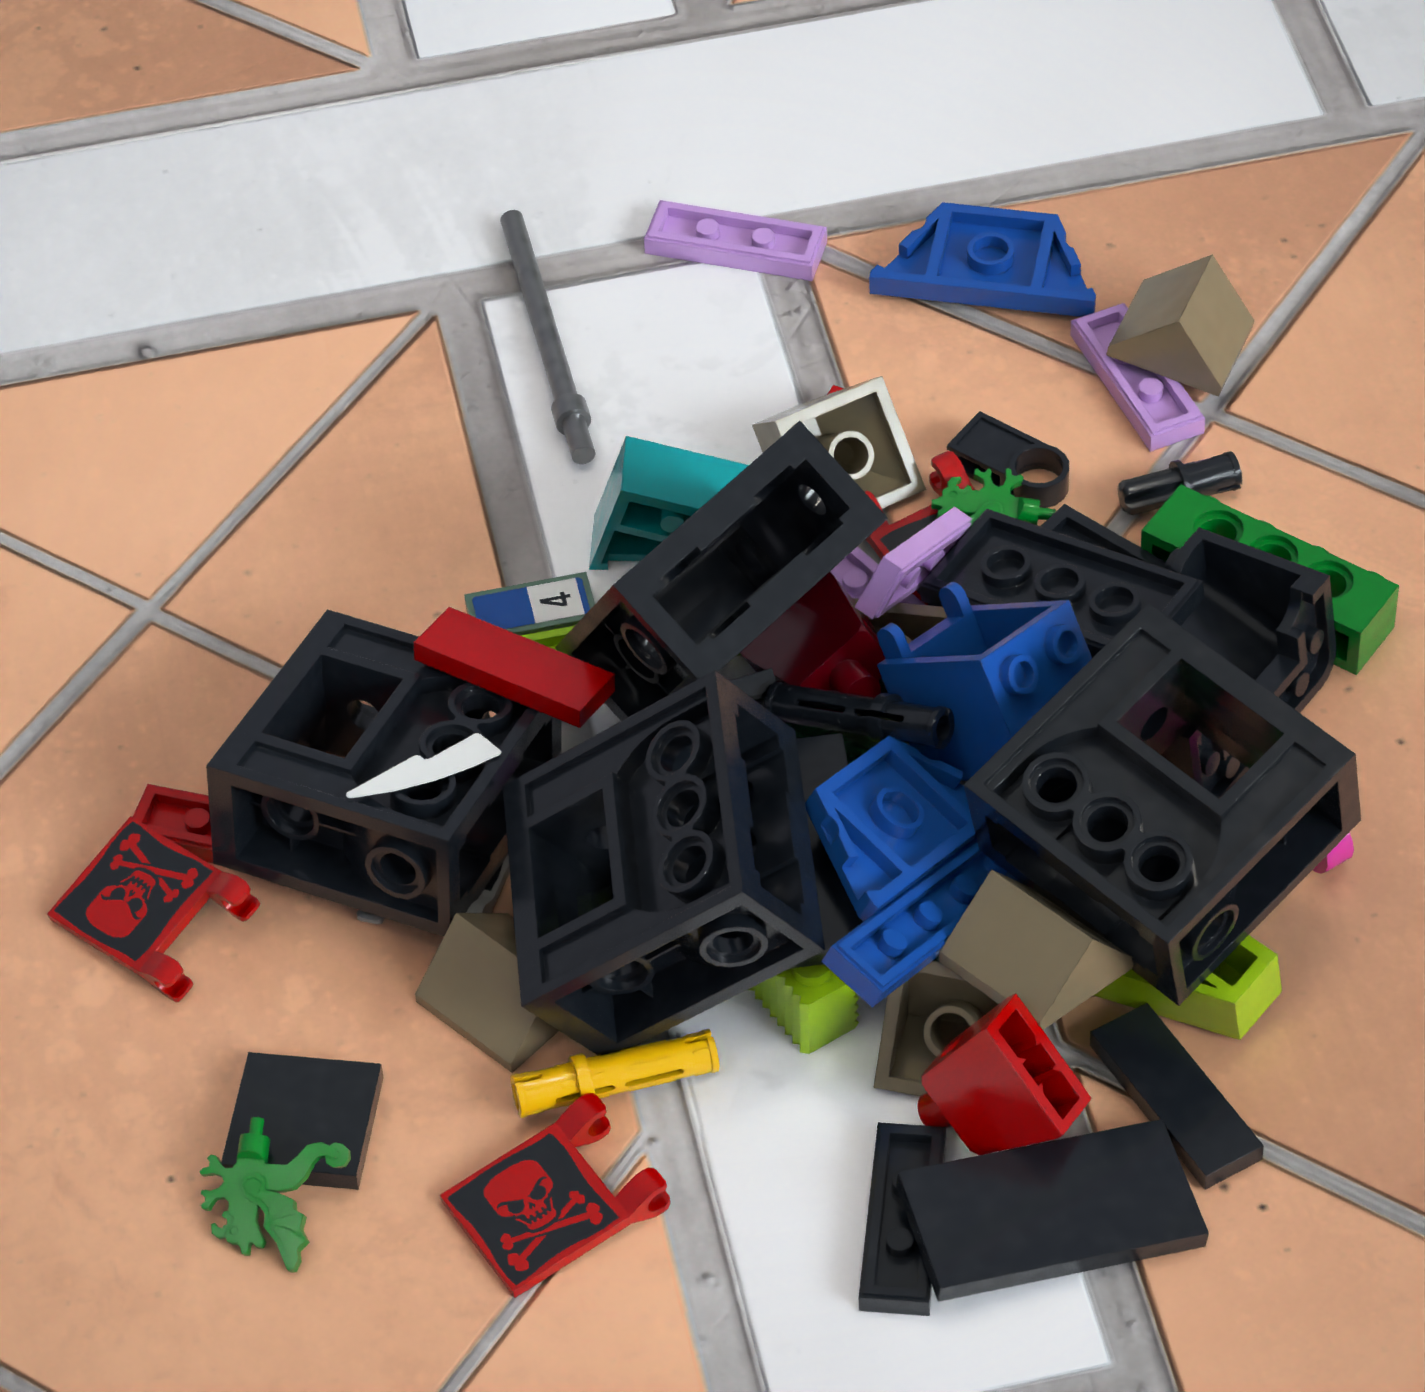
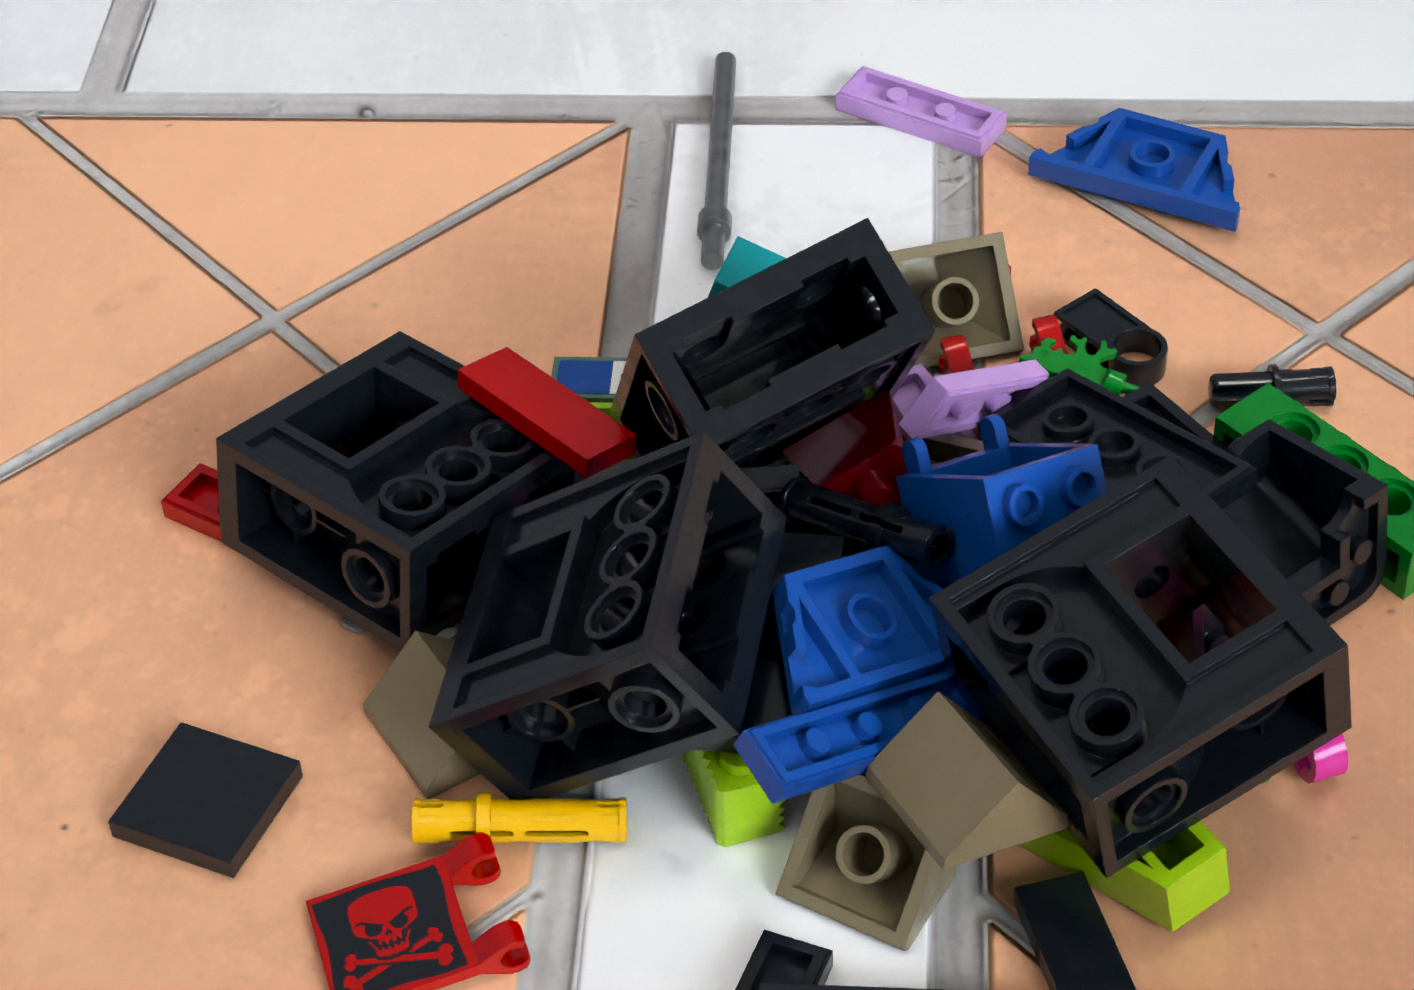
camera: 15 degrees right, 5 degrees down
(142, 898) = (147, 562): flag -> none
(258, 1185) = (125, 854): green piece -> none
(419, 771) = (417, 484): white sticker -> none
(1002, 1084) = (895, 916): red torso -> none
(1152, 403) = (1261, 290): lavender tile -> none
(1185, 326) = (1320, 251): dark tan slope -> none

